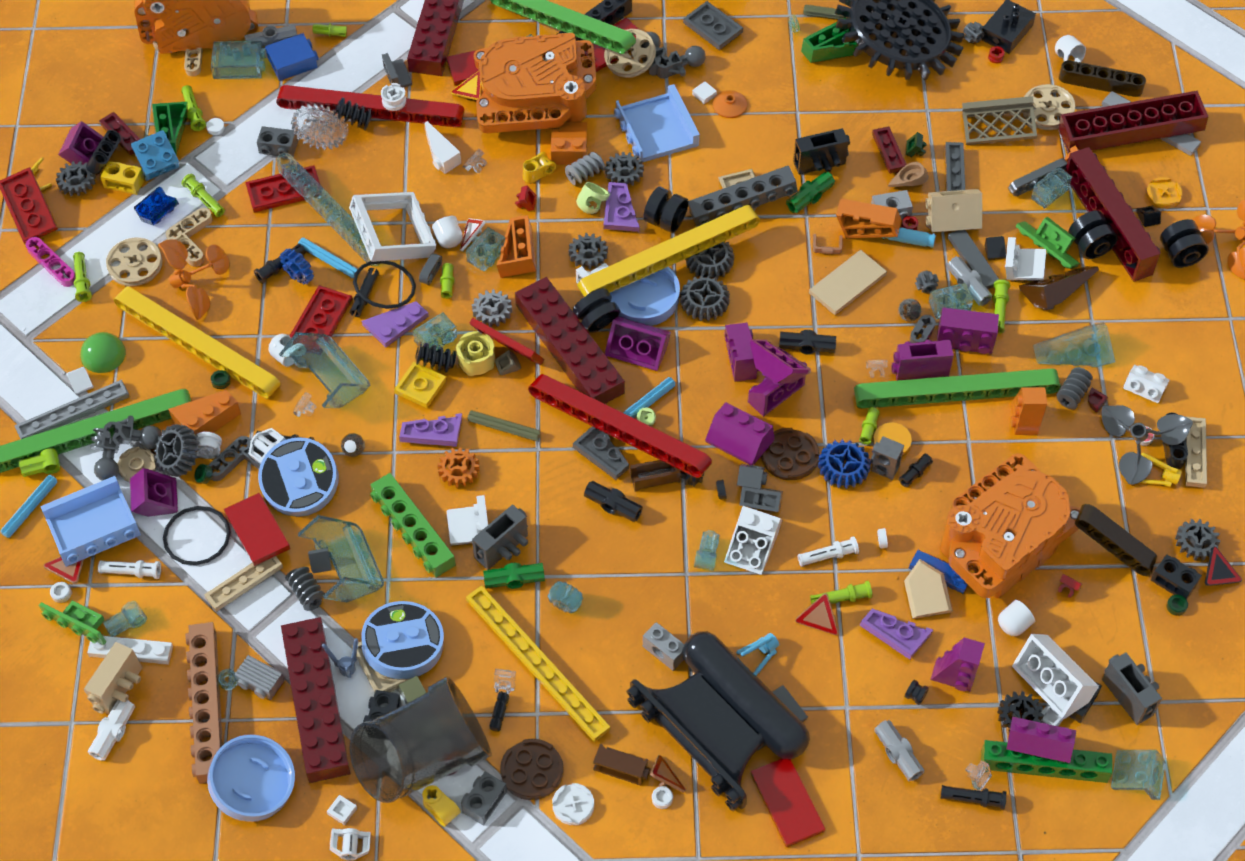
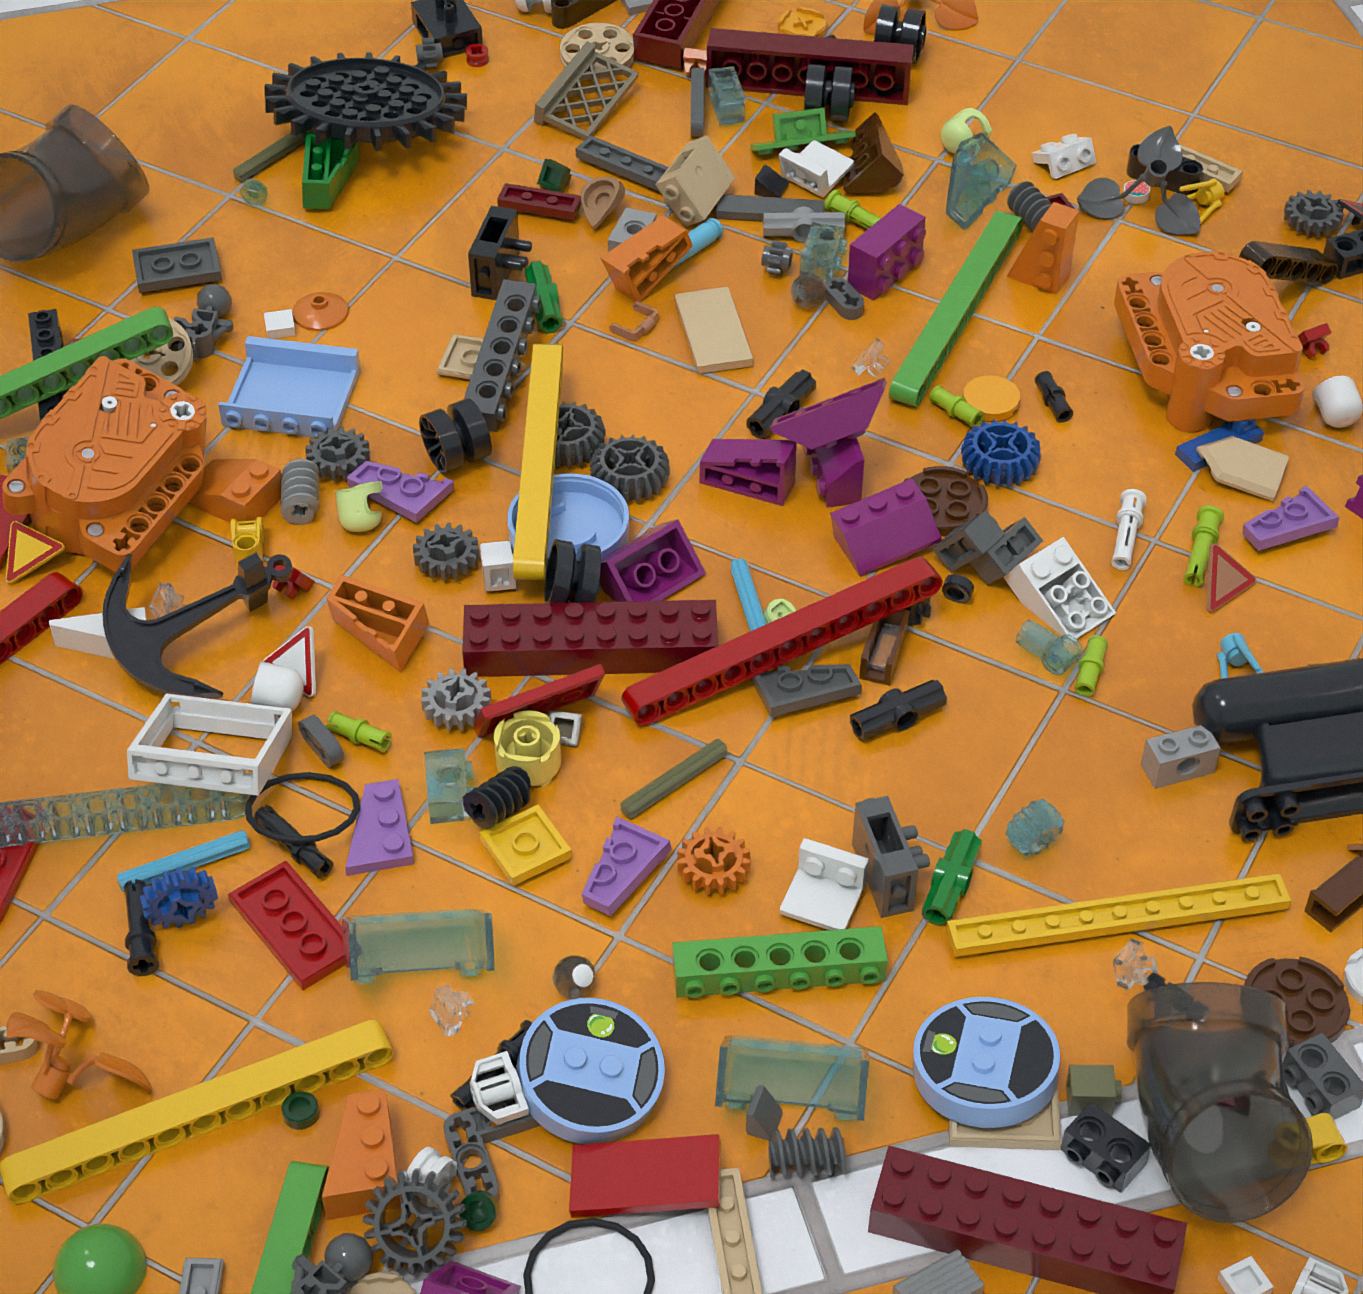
camera: 60 degrees left, 10 degrees down
(276, 346) = (325, 993): white helmet -> none
(345, 664) = (985, 1155): sand blue plant -> none
(435, 163) = (140, 643): none -> black piece
(485, 249) = (344, 660): clear light blue brick -> none
(707, 577) = (1091, 666): none -> lime pin
(882, 538) = (1140, 469): white tile -> none
(886, 457) = (1030, 401): flat silver brick -> none
(922, 360) = (900, 306): magenta piece -> none
(1118, 319) = (956, 130): none -> yellowish green helmet

